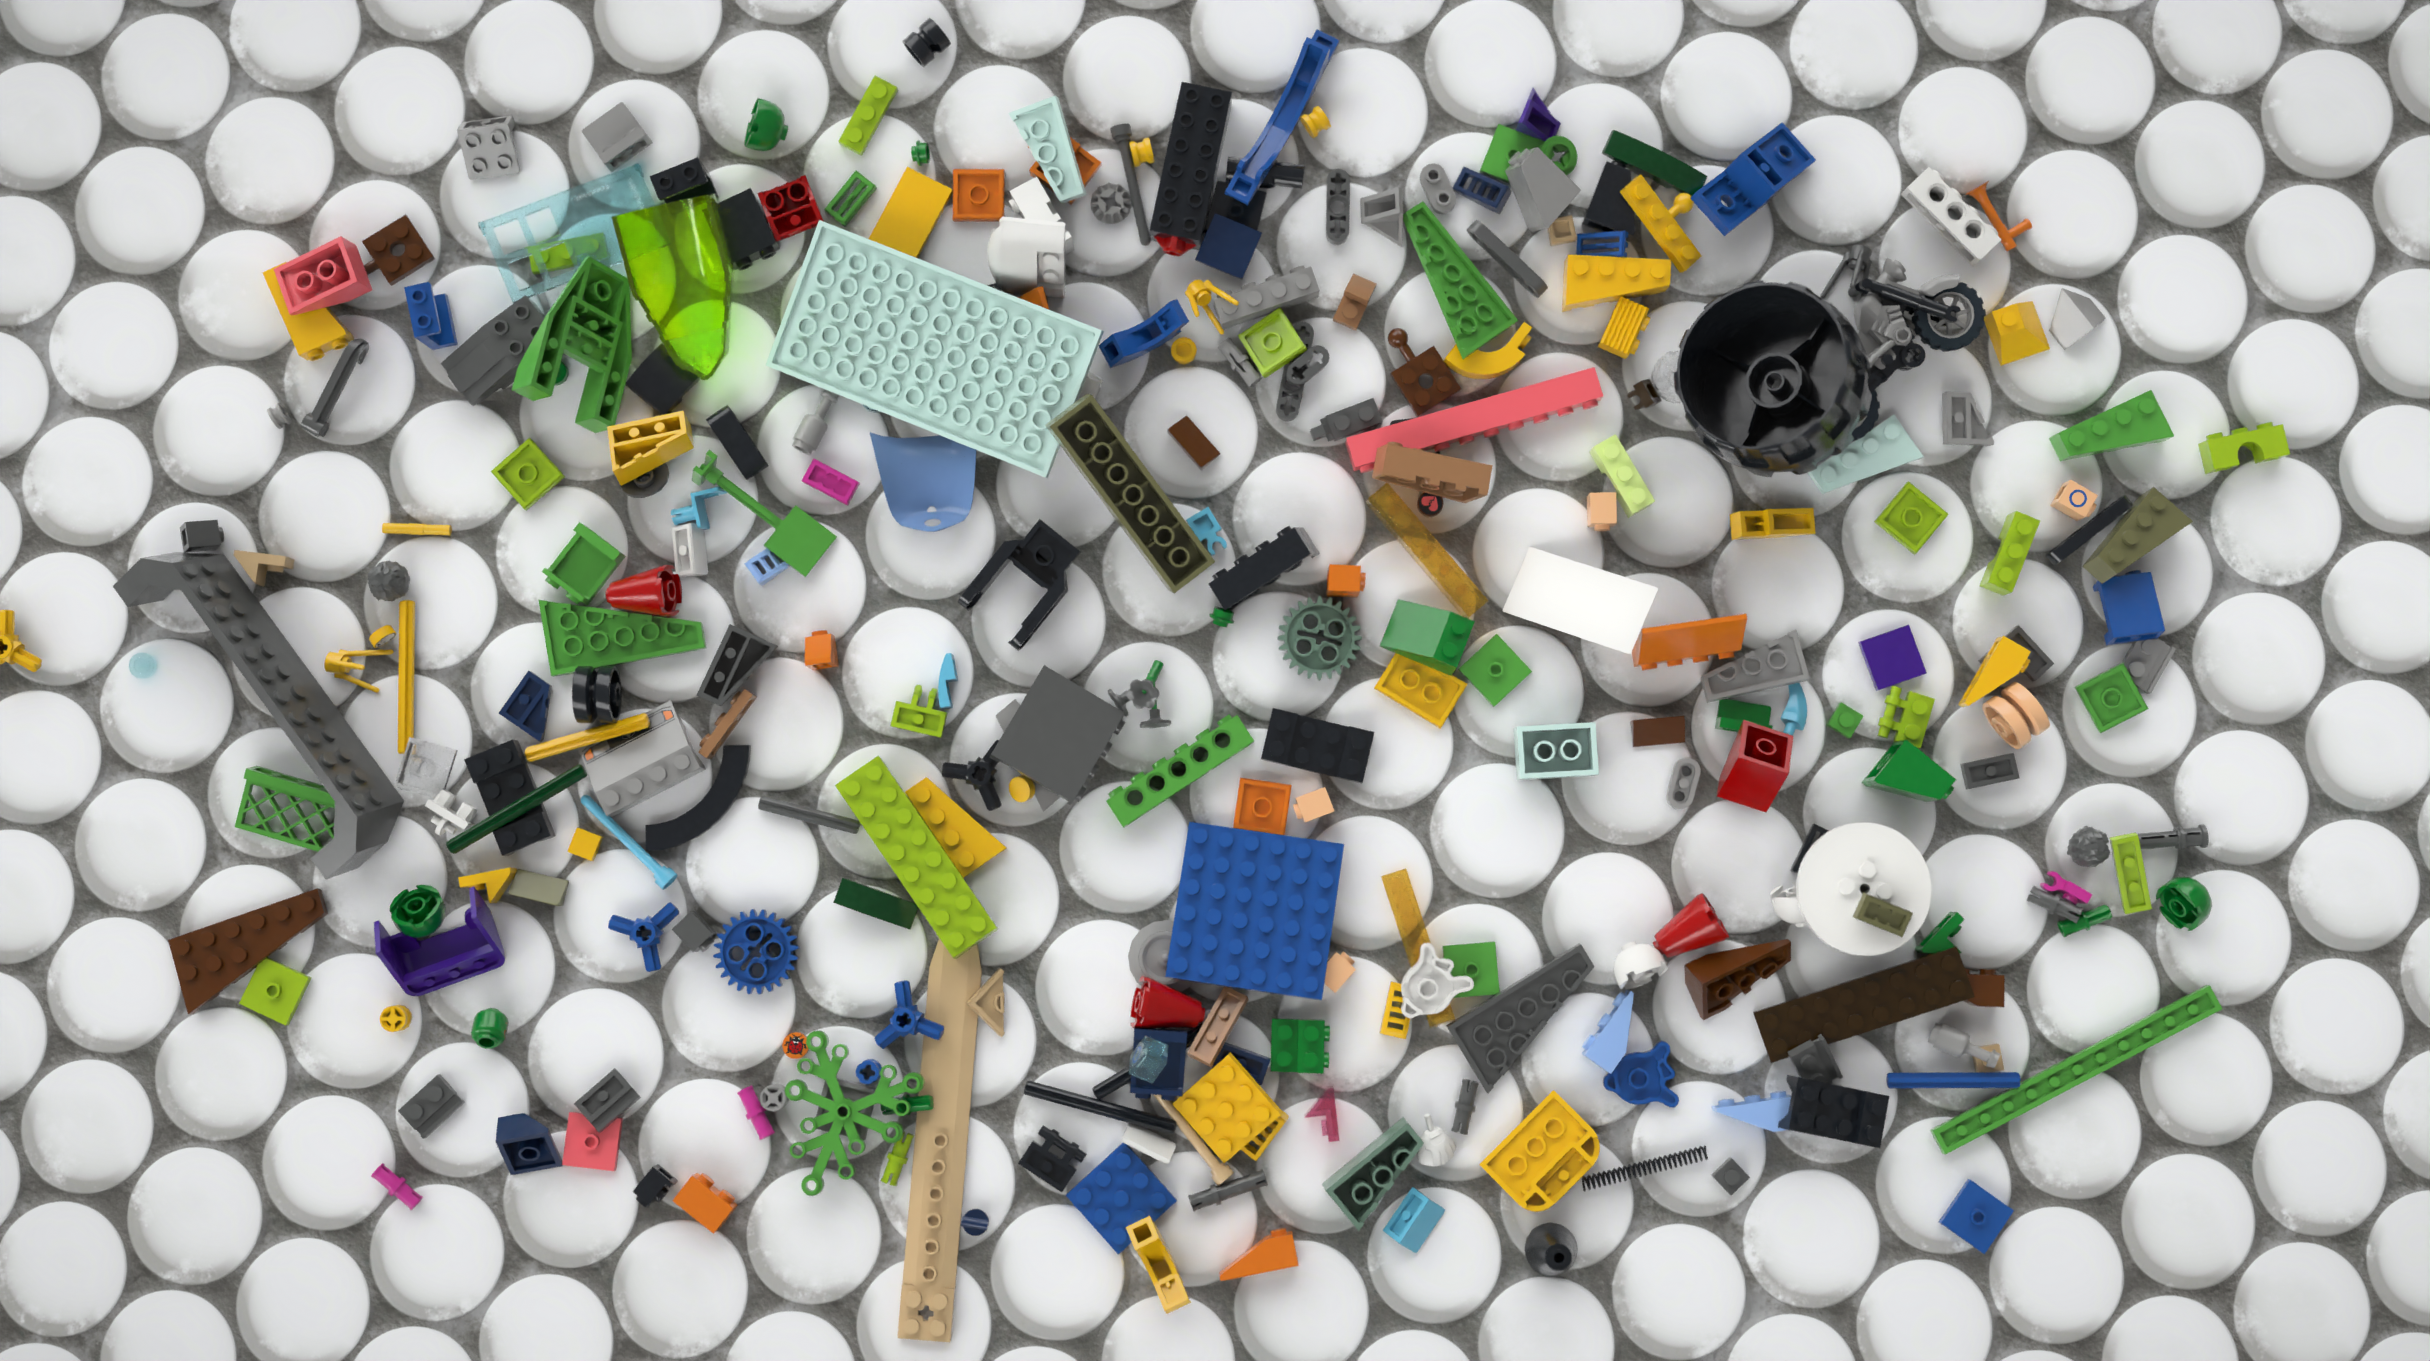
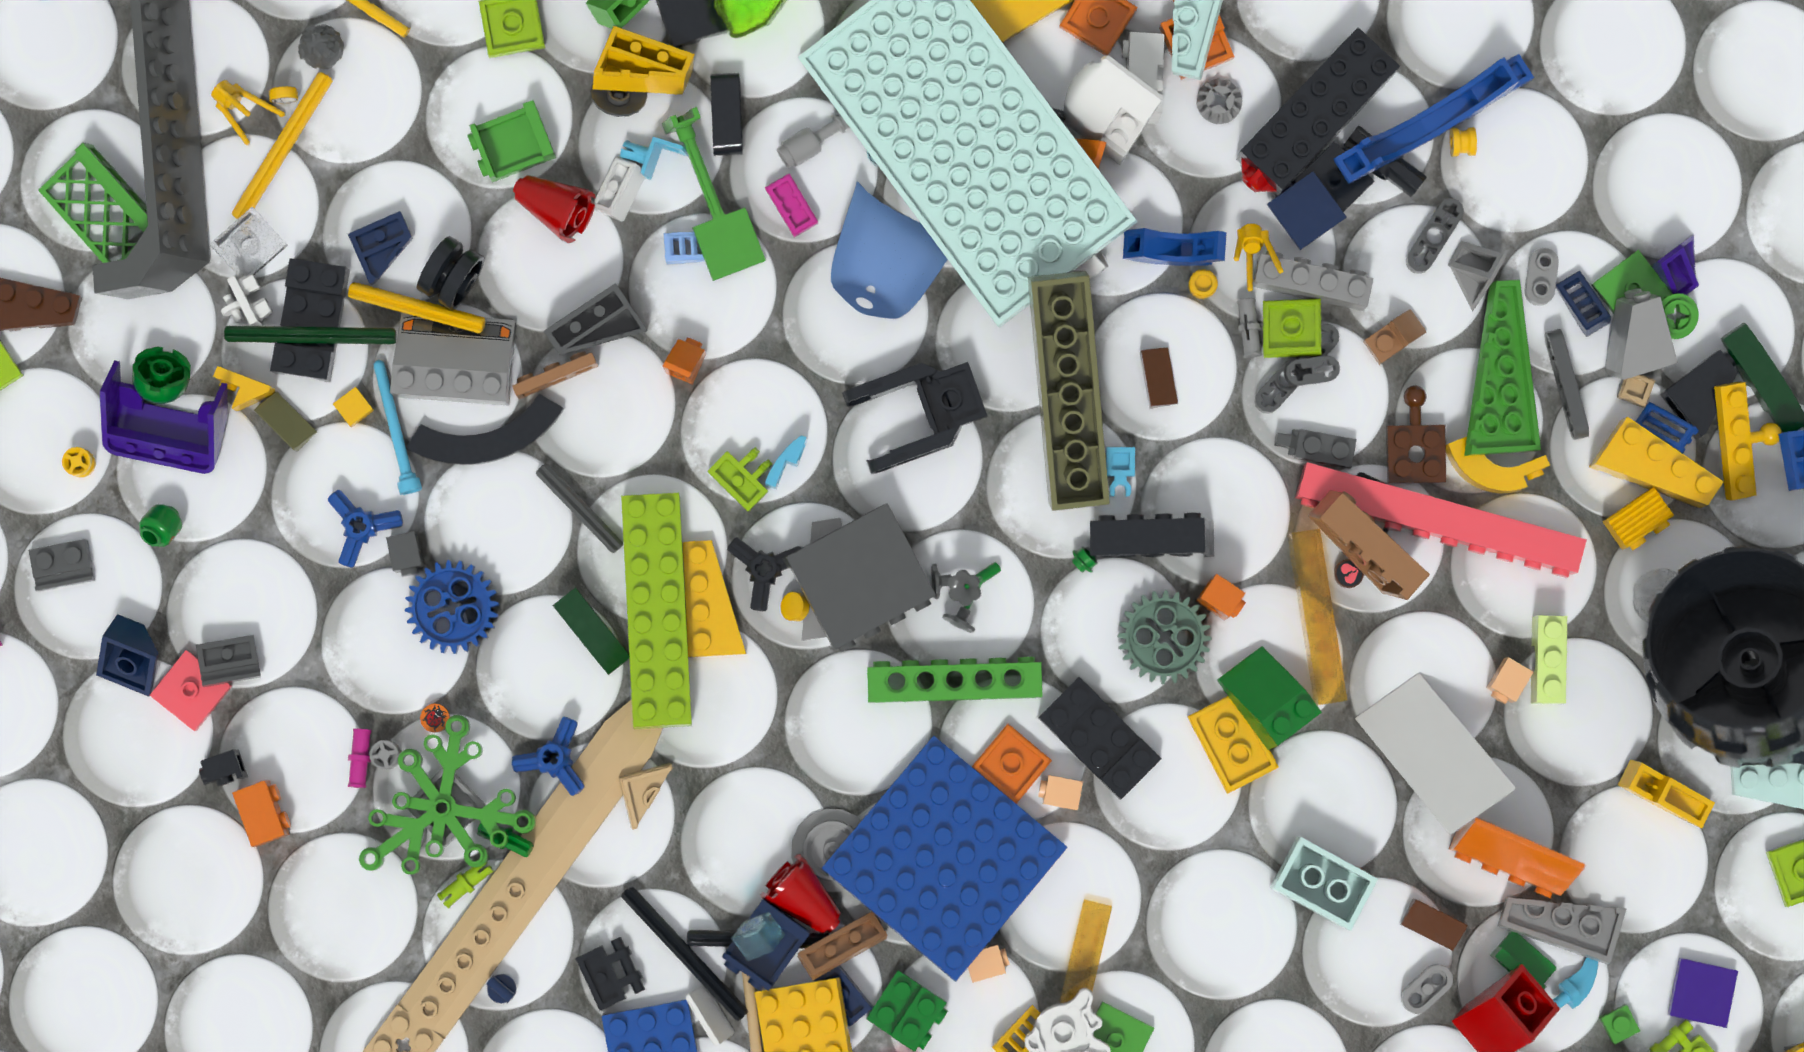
camera: 30 degrees right, 0 degrees up
(611, 637) = (496, 227): bright green wing -> none
(862, 1076) = (479, 785): blue bush -> none
(1121, 134) = (1269, 43): dark grey piece -> none
(1141, 152) = (1278, 70): yellow wheel -> none
(1495, 670) = (1313, 770): bright green plate -> none
(1646, 393) = (1621, 595): dark brown tile -> none

